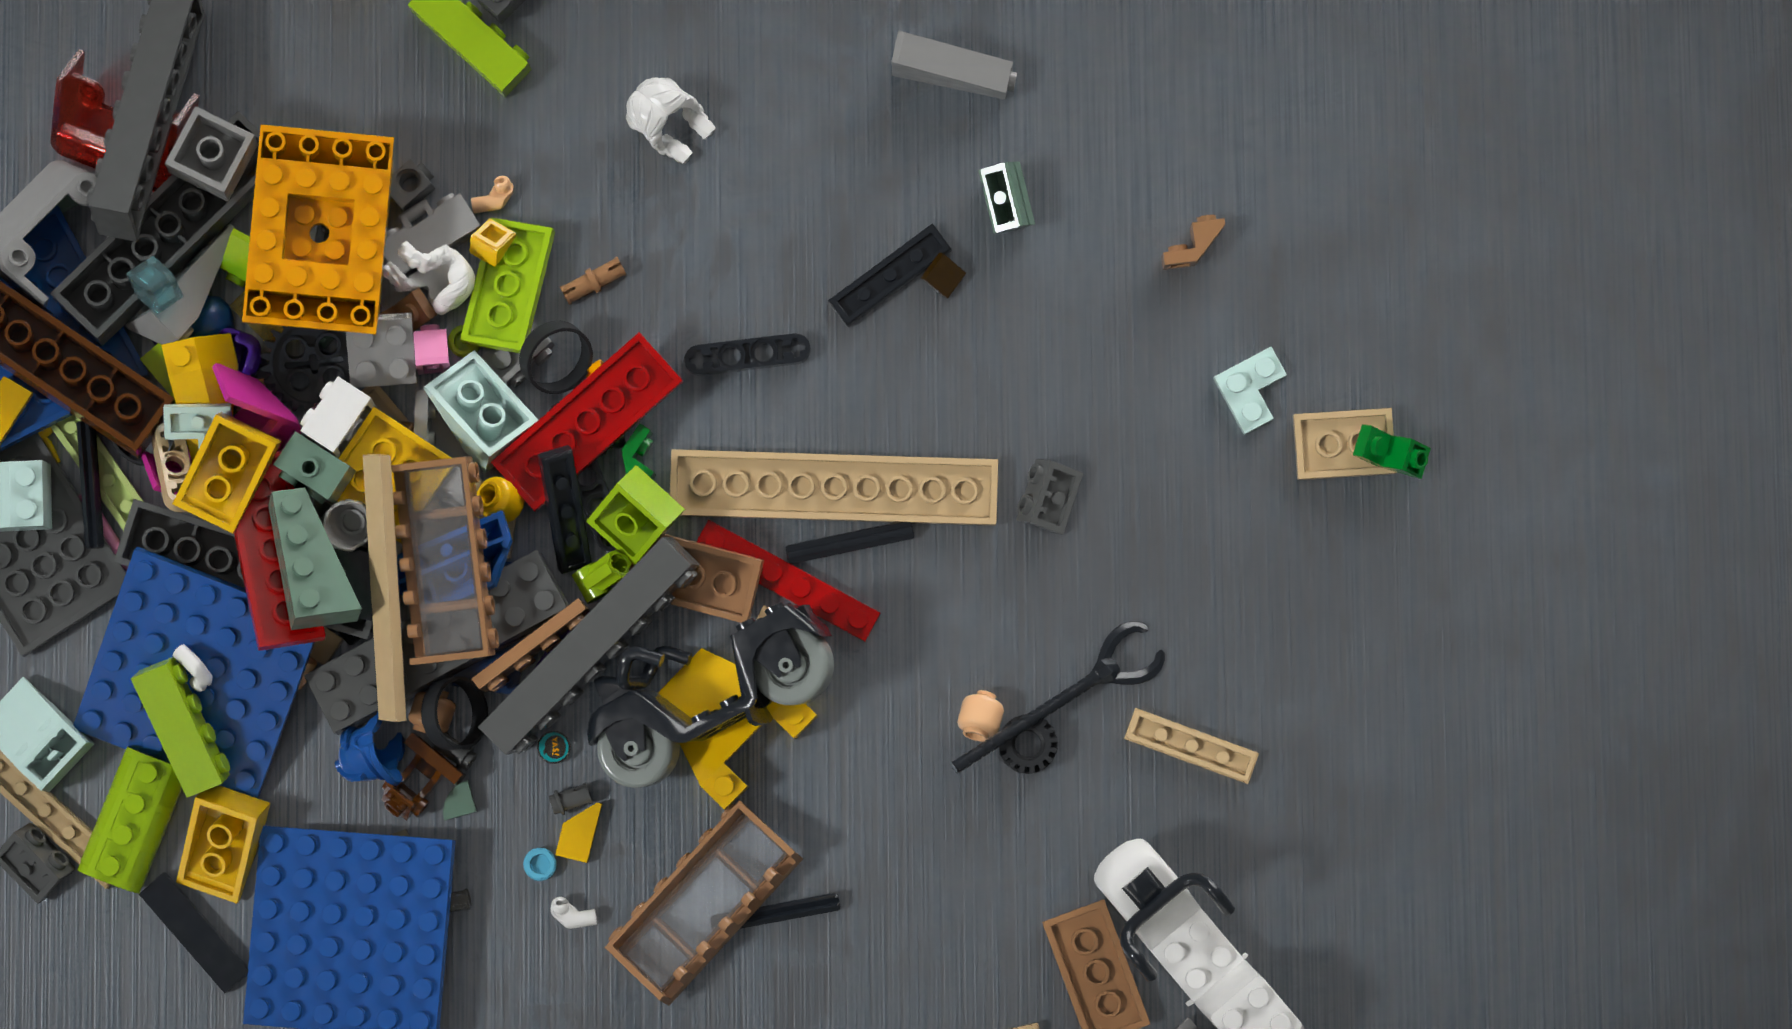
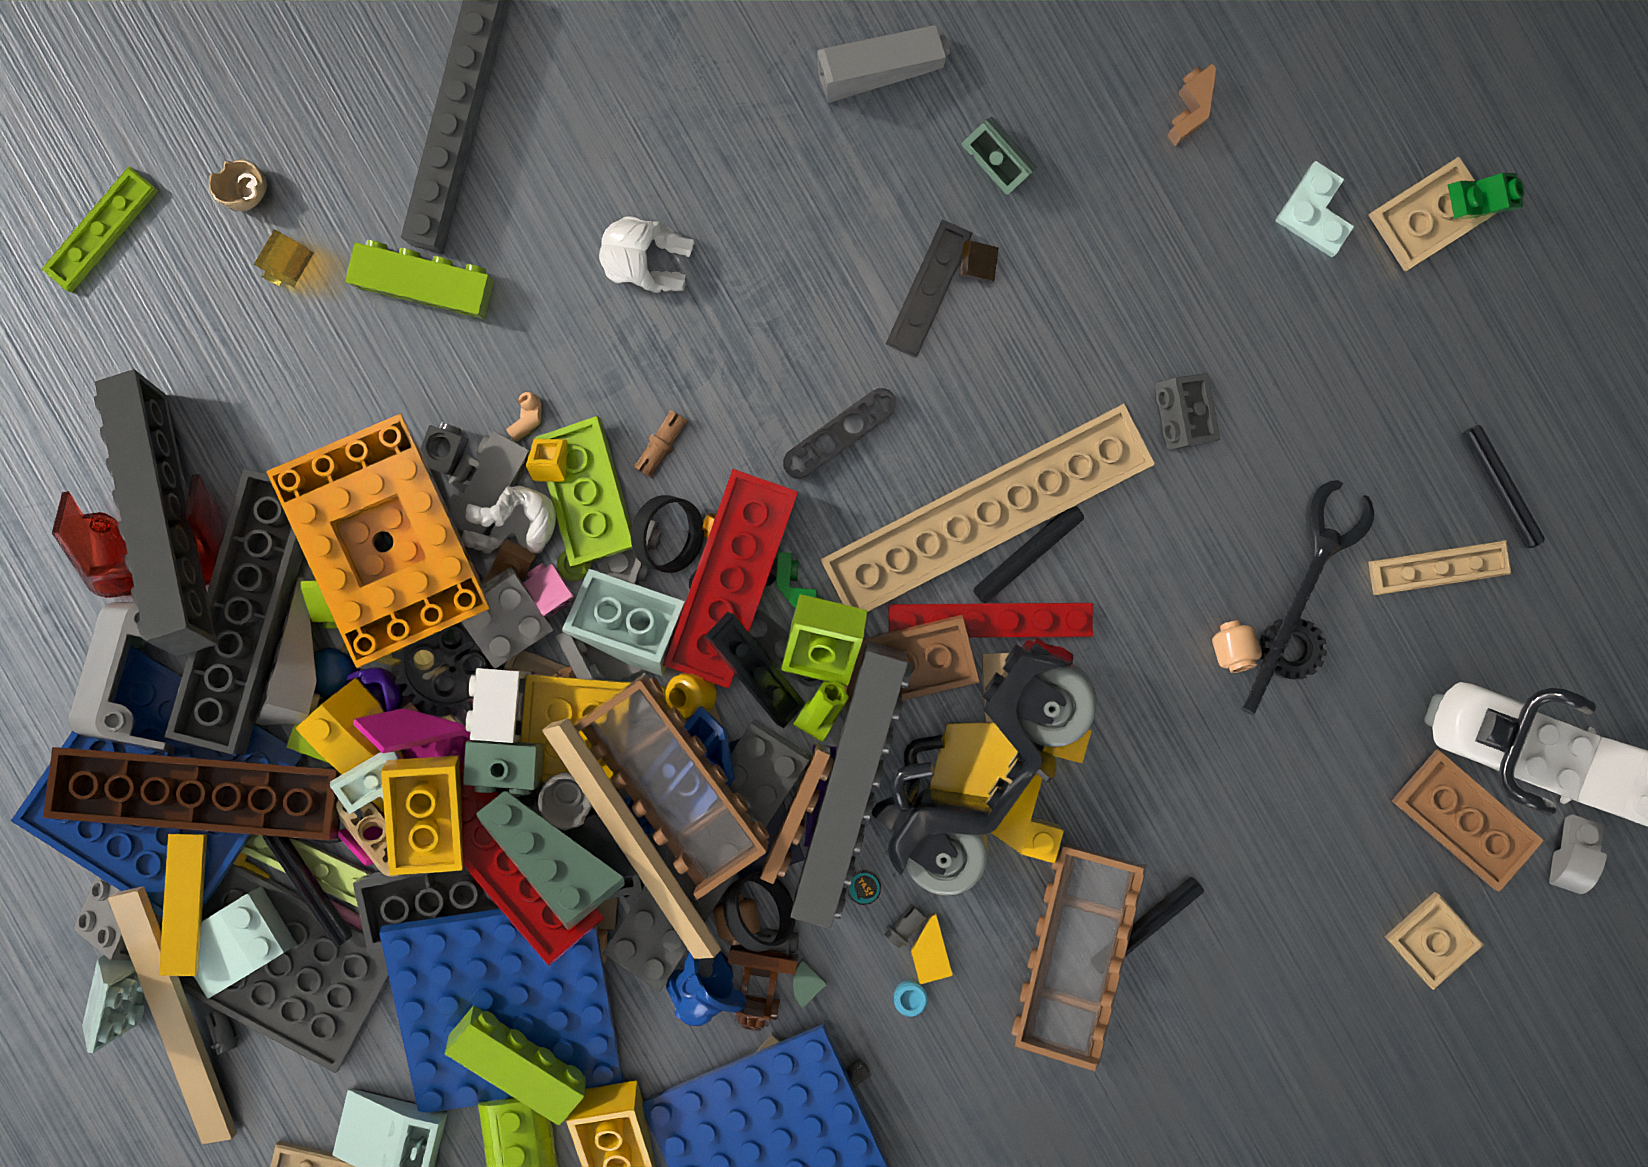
camera: 35 degrees left, 5 degrees up
(154, 285) = (256, 677): clear light blue brick -> none
(193, 664) = (507, 1010): white arm -> none
(211, 153) = (238, 523): light grey brick -> none
(570, 916) = (963, 1030): white arm -> none
(1282, 706) = (1503, 486): none -> black axle

